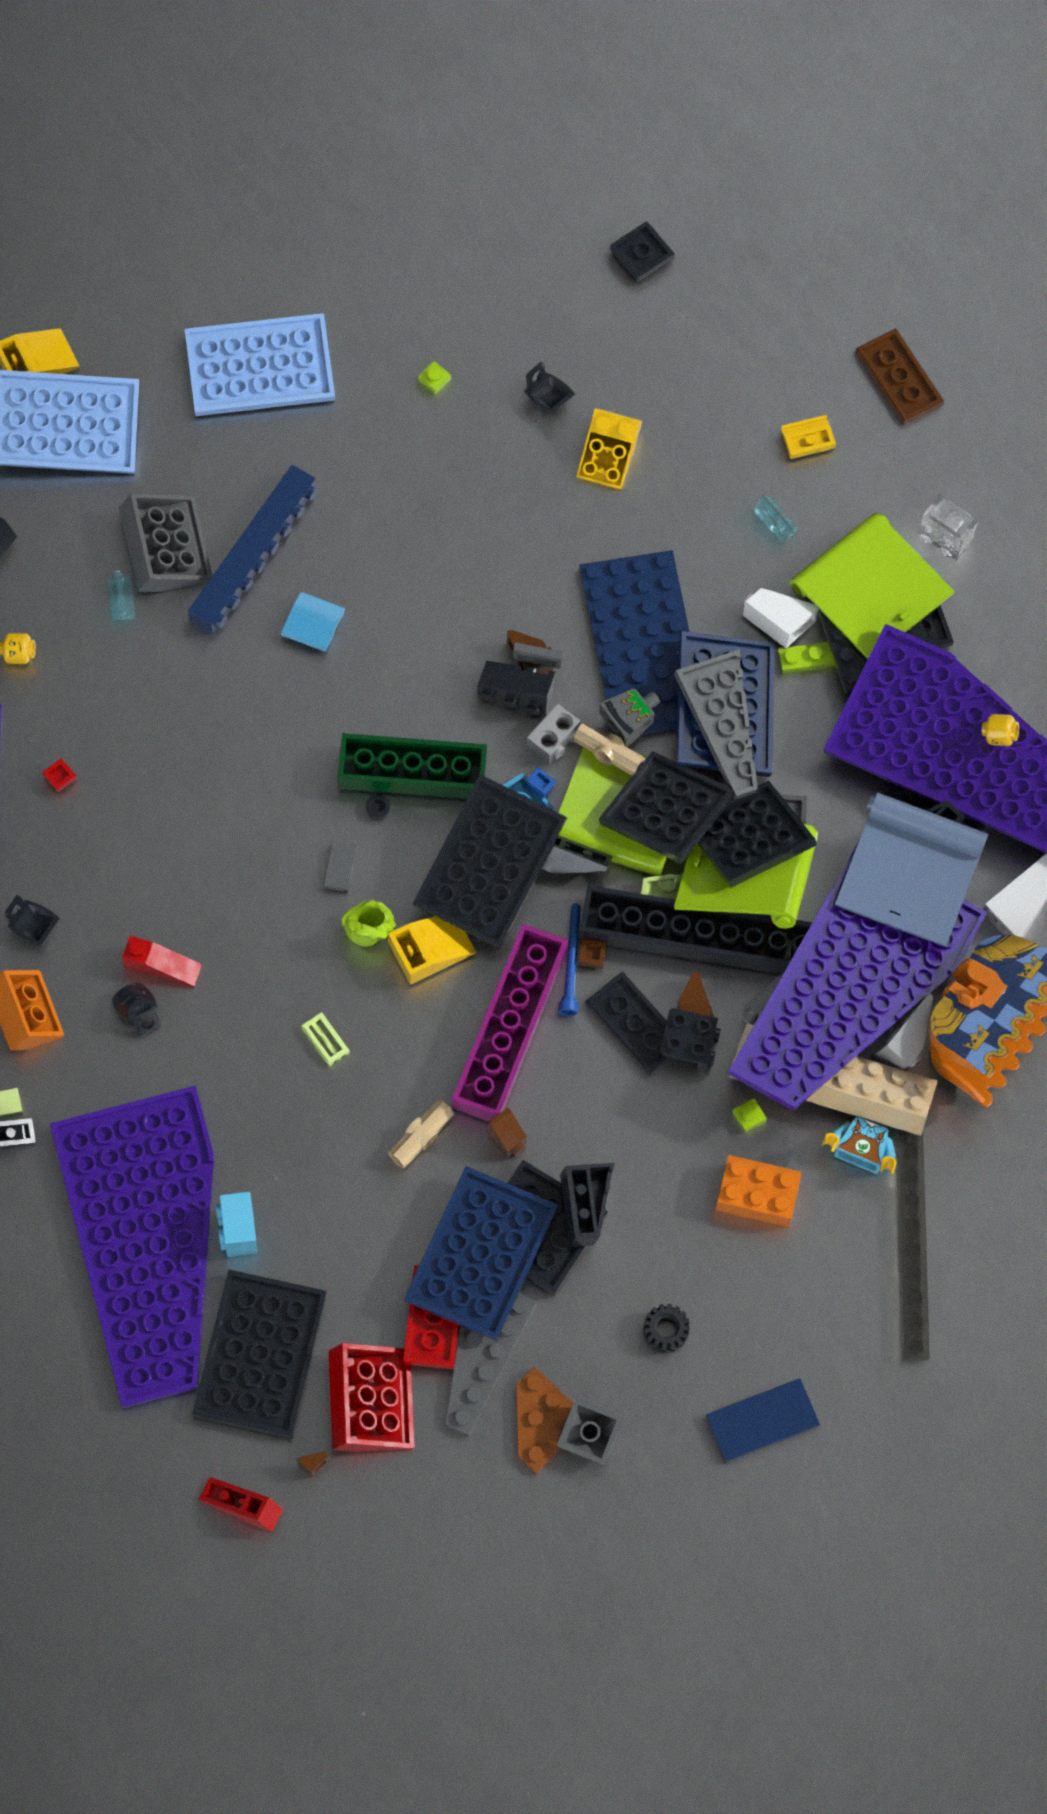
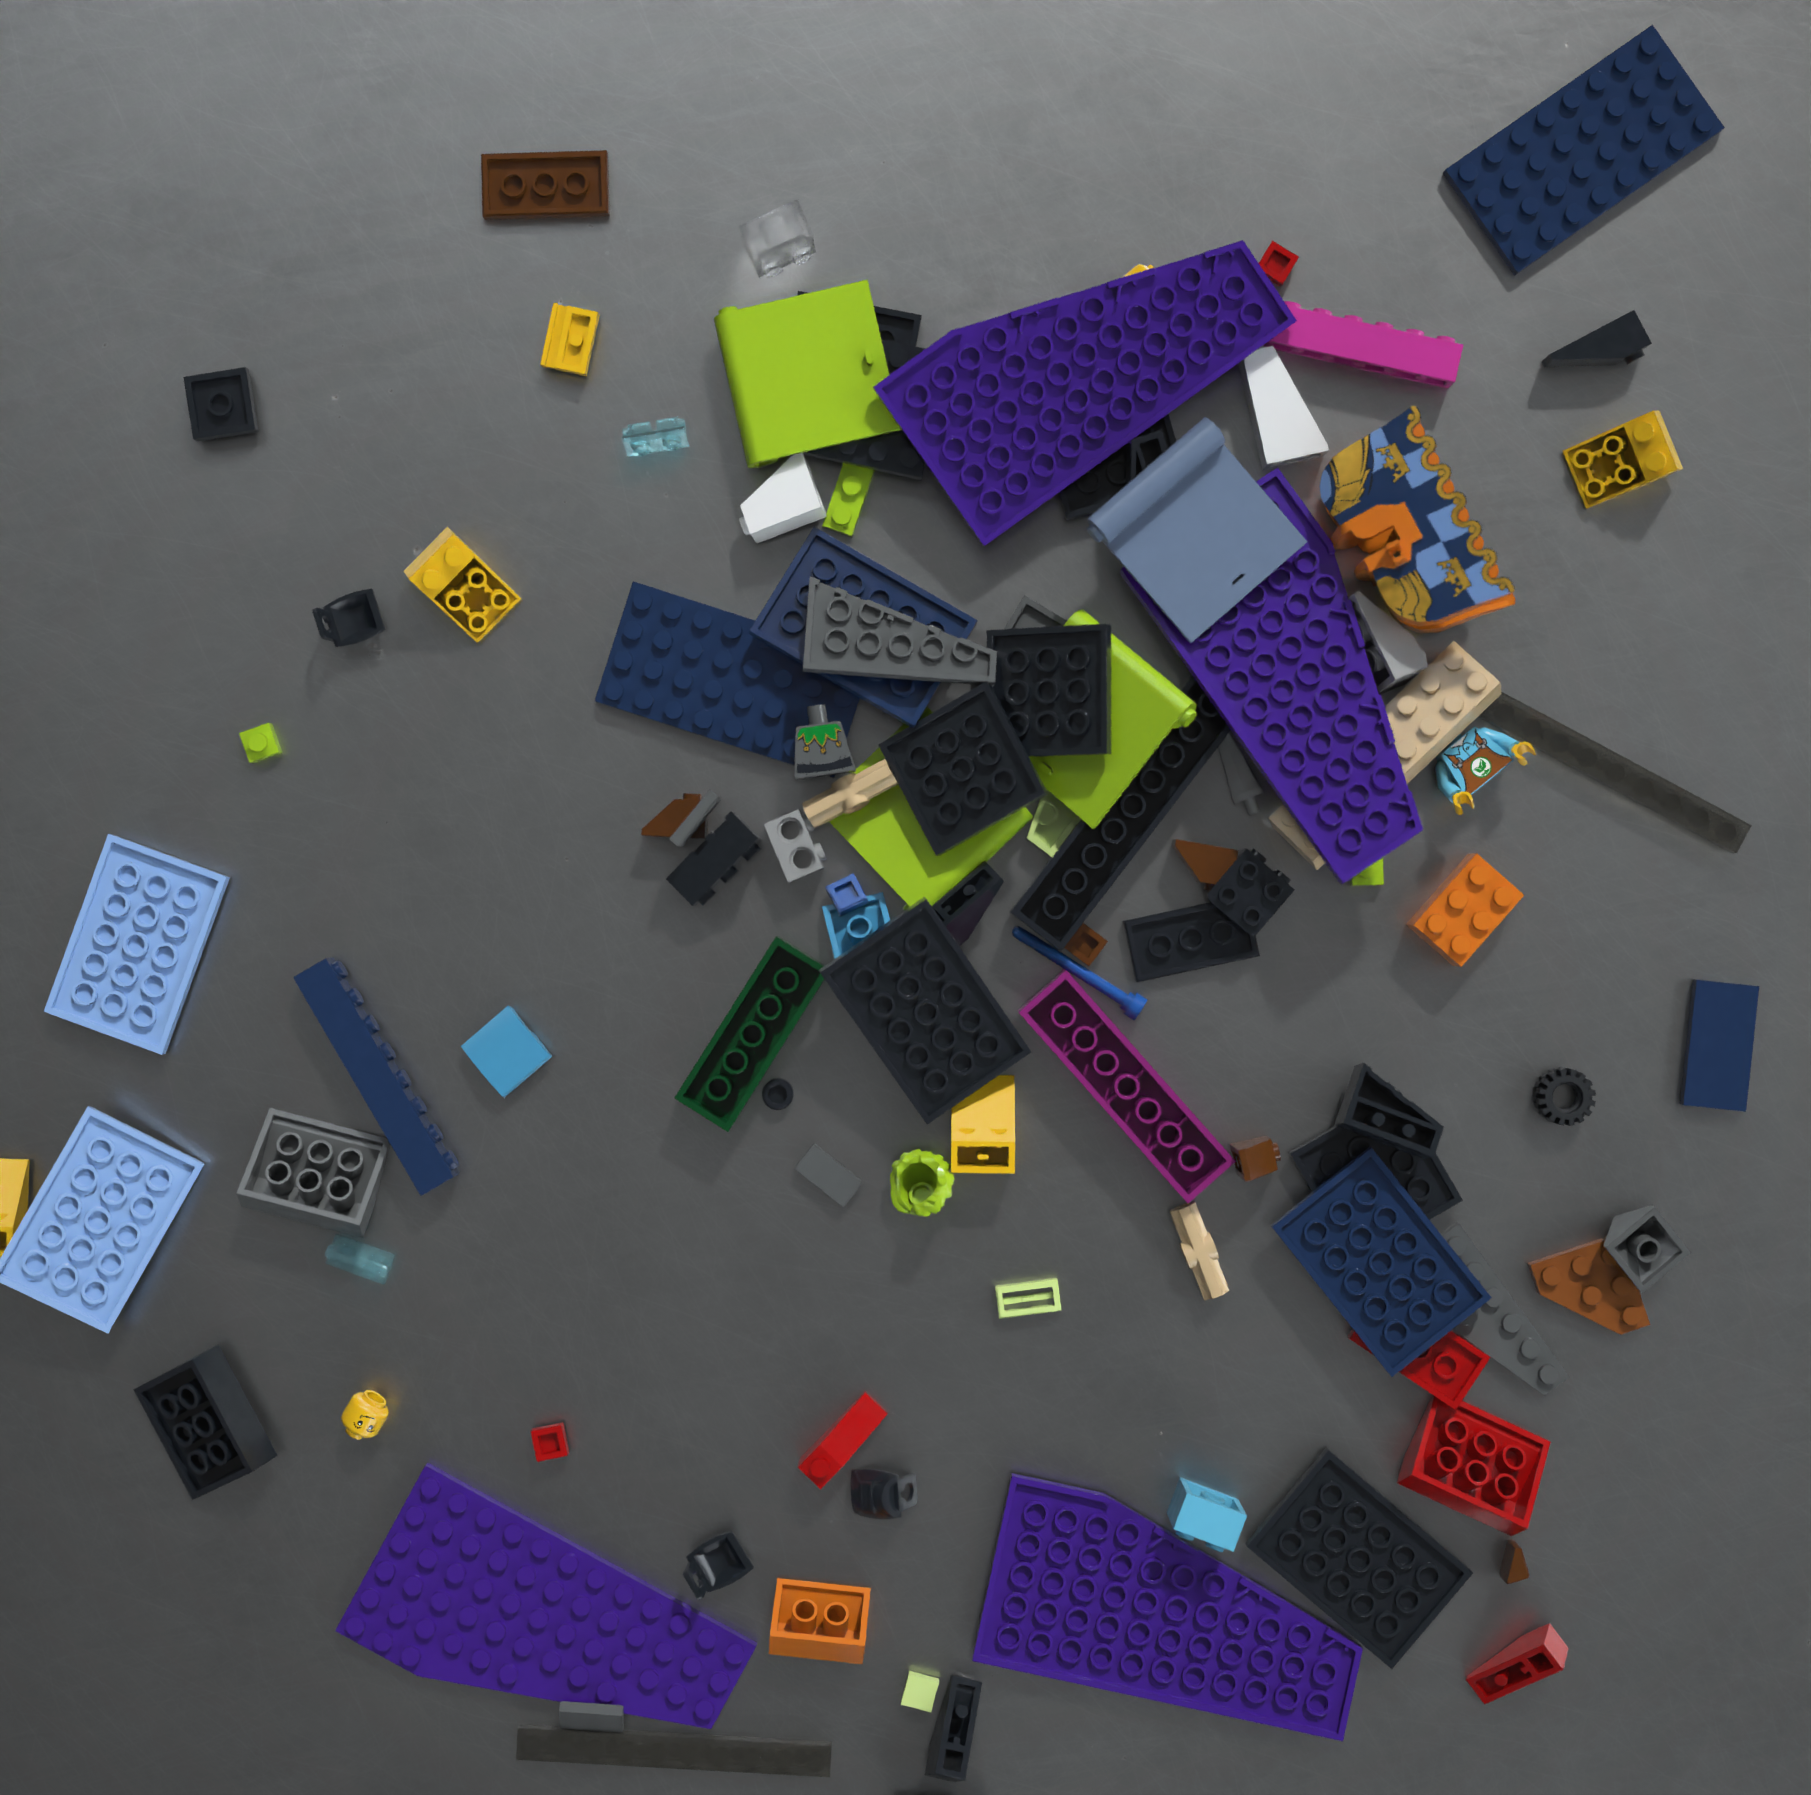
camera: 60 degrees left, 20 degrees up
(1000, 730) = (1082, 327): yellow head -> none

